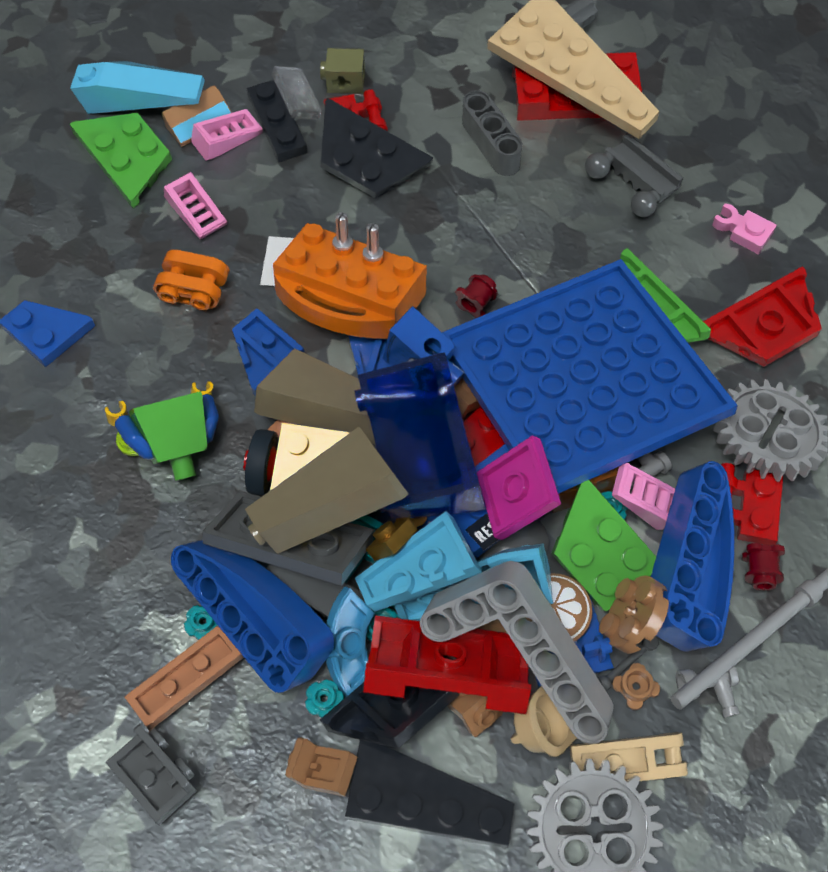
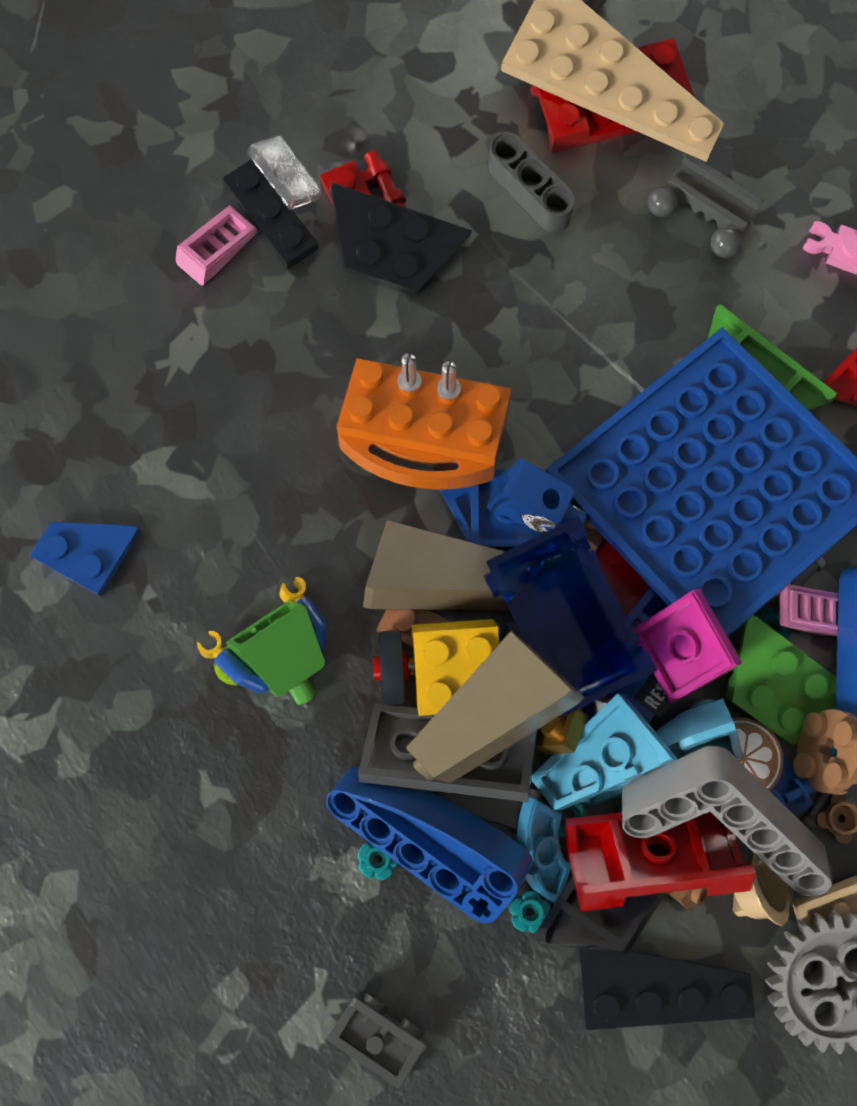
camera: 20 degrees left, 15 degrees up
(124, 151) = (100, 294): bright green wing -> none
(133, 86) = (85, 205): medium azure wedge -> none
(180, 119) = (172, 226): medium nougat slope -> none
(183, 677) = (377, 927): nougat plate -> none
(187, 184) = (197, 324): bright pink slope -> none
(191, 279) = (253, 468): orange brick -> none
(261, 346) = (347, 523): blue wing -> none
(275, 247) = (324, 400): white sticker -> none
(320, 767) = (550, 988): medium nougat bracket -> none
(344, 70) = (333, 130): olive brick -> none
(476, 295) = (568, 401): dark red brick -> none

